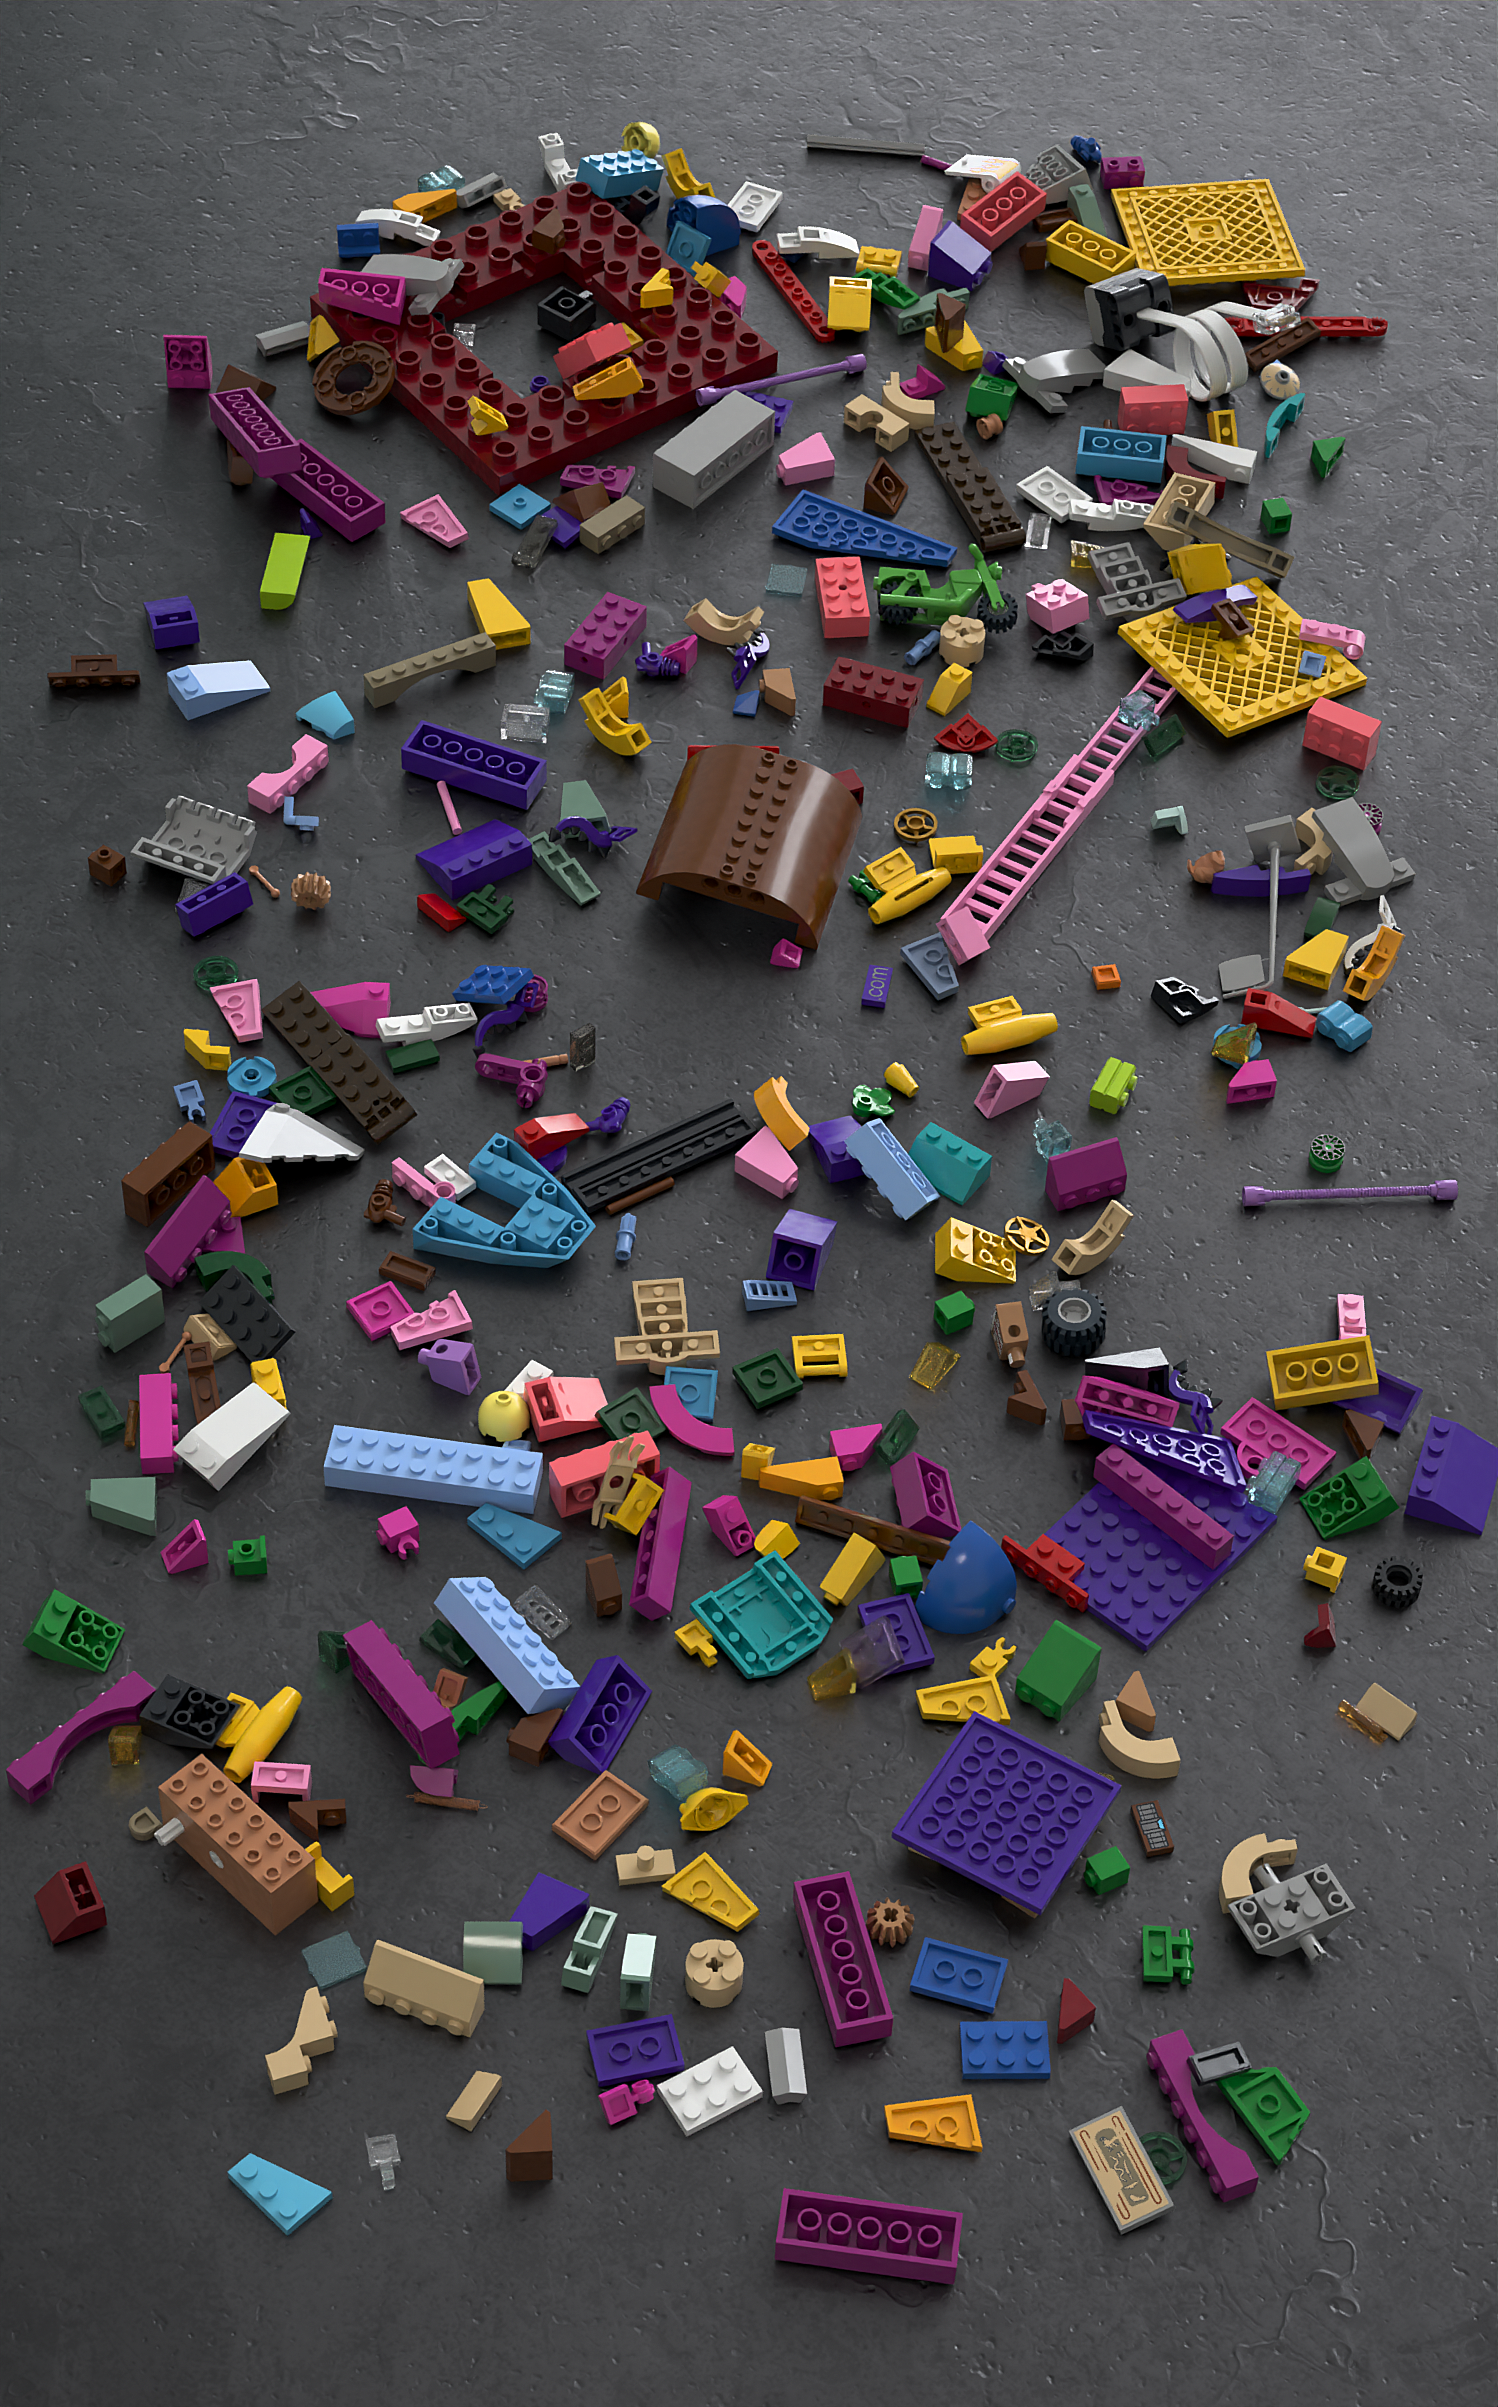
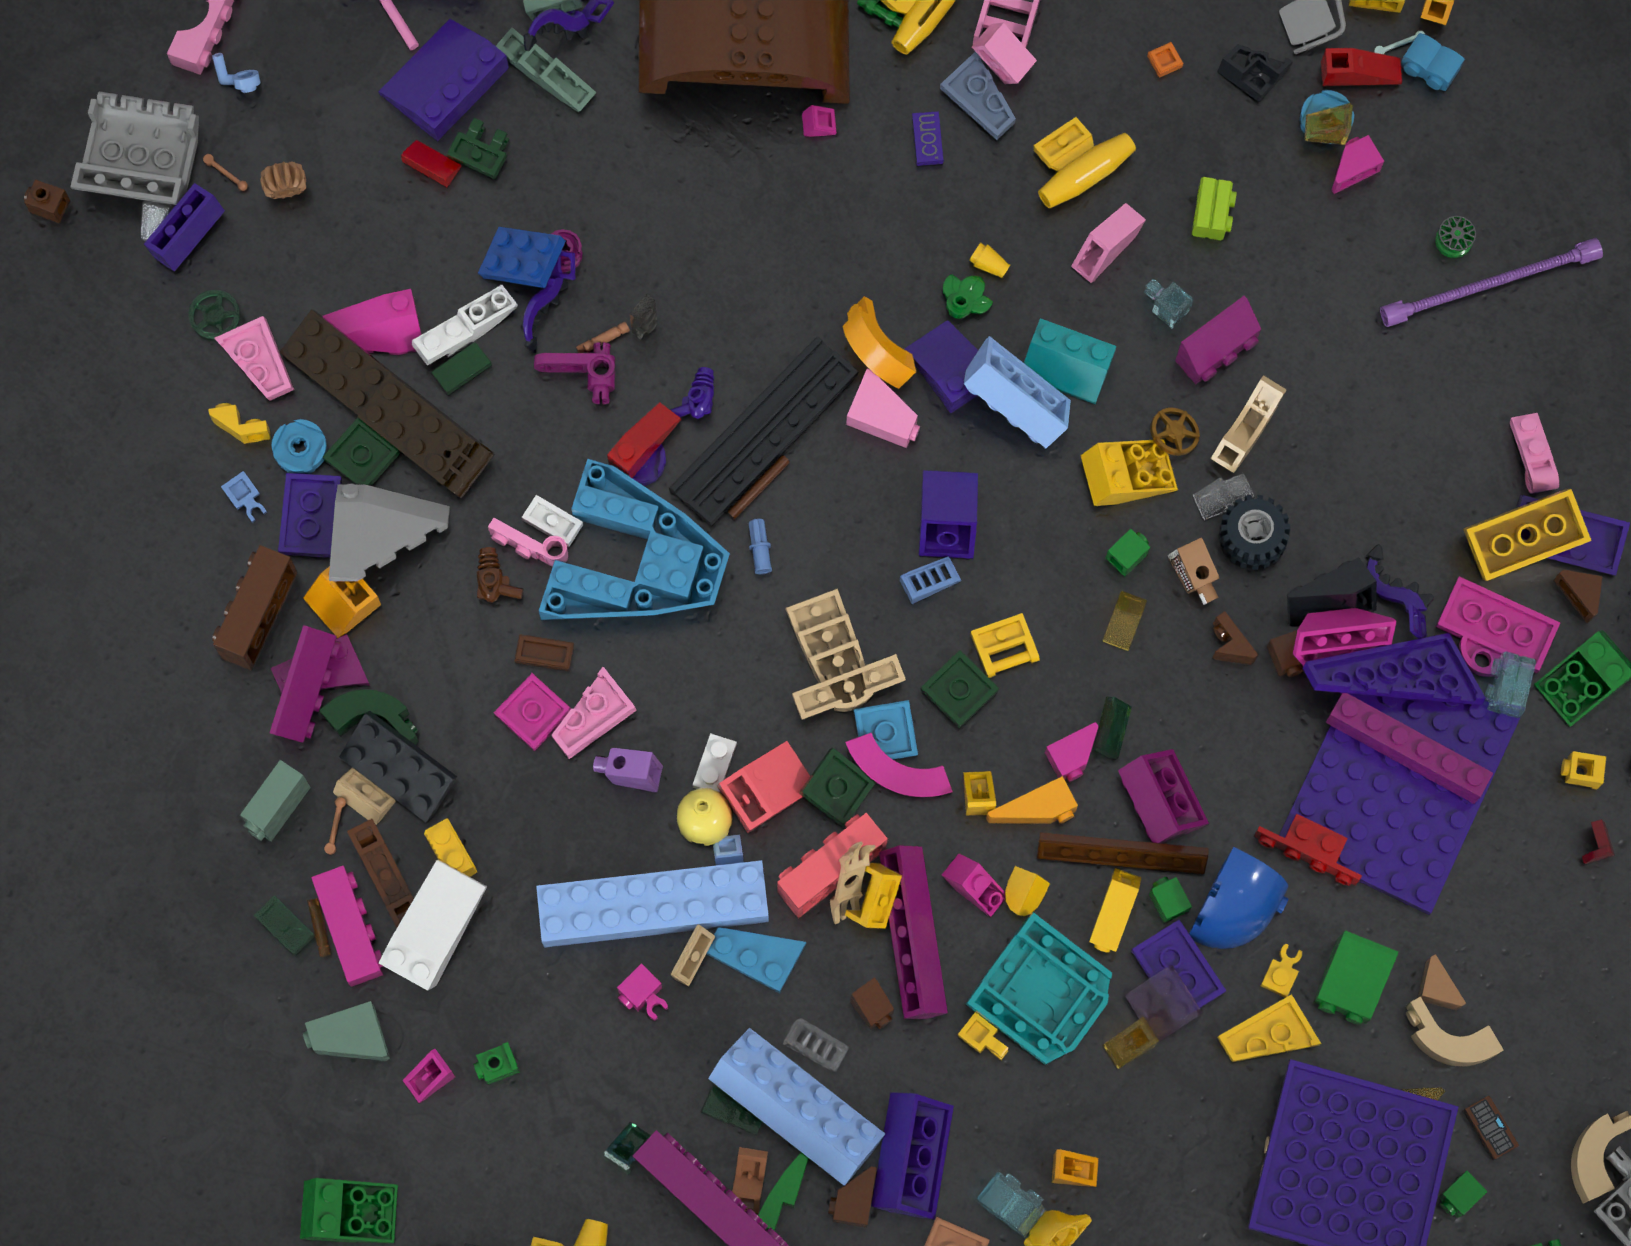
camera: 15 degrees left, 25 degrees up
(454, 1514) = (692, 955): none -> tan slope

